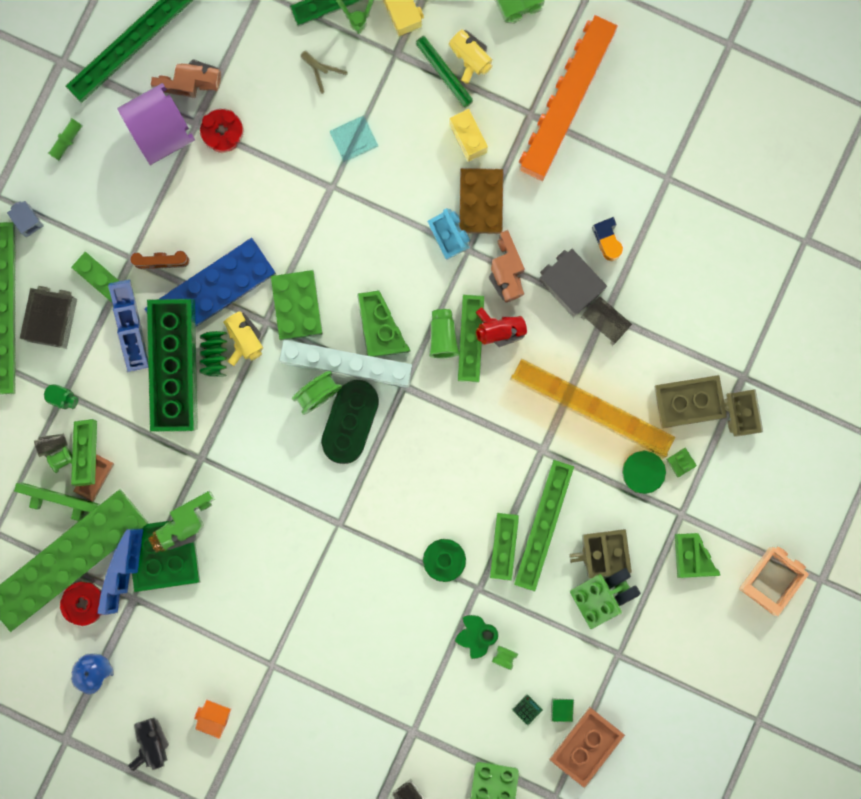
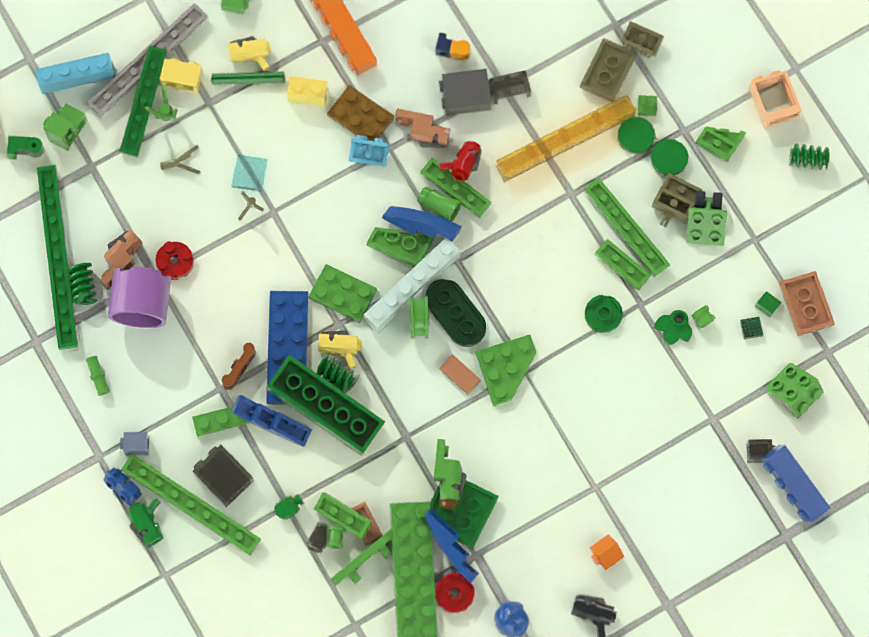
camera: 55 degrees left, 10 degrees down
(139, 63) = (81, 285): none -> green piece
(293, 467) = (460, 374): none -> nougat tile
(318, 160) = (250, 204): none -> olive plant
(329, 504) = (505, 367): none -> bright green plate
(413, 330) = (427, 223): none -> blue slope
(643, 518) = (669, 157): none -> green tile
(737, 653) = (809, 156): none -> green piece

